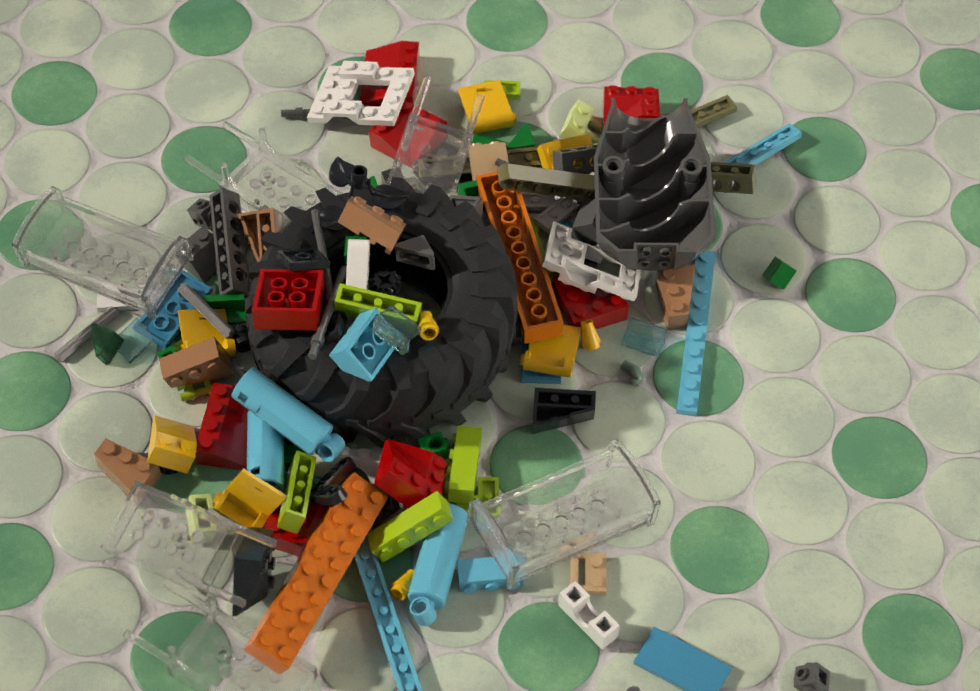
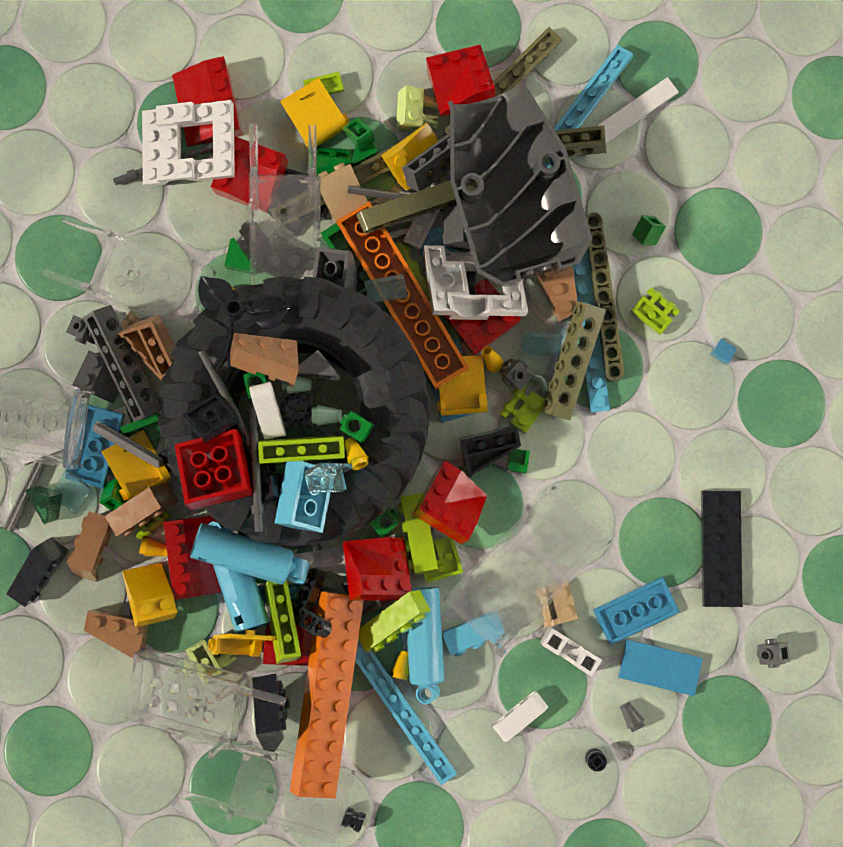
camera: 20 degrees left, 30 degrees up
(69, 396) = (37, 571): none -> black wedge
(130, 389) = (90, 546): none -> medium nougat wedge
(190, 409) = (152, 548): none -> yellow cone
(391, 261) = (301, 385): none -> sand green cone
(411, 291) = (325, 415): none -> sand green cone
(442, 310) = (364, 430): none -> green brick
(506, 441) = (451, 503): none -> red slope
(510, 231) = (386, 288): none -> clear light blue panel
(514, 667) = (520, 716): none -> white beam
(523, 126) = (359, 134): none -> green slope
(588, 433) = (518, 461): none -> green panel
(608, 353) = (515, 373): none -> dark grey brick
(614, 393) = (527, 413): none -> lime plate
(671, 603) = (636, 610): none -> dark azure tile
(700, 317) = (581, 353): none -> olive brick
(717, 317) = (606, 288): none -> olive beam
(761, 341) = (651, 314): none -> lime plate
(780, 571) = (721, 549): none -> black plate
(789, 180) = (638, 109): none -> white tile
(828, 394) = (723, 351): none -> dark azure slope

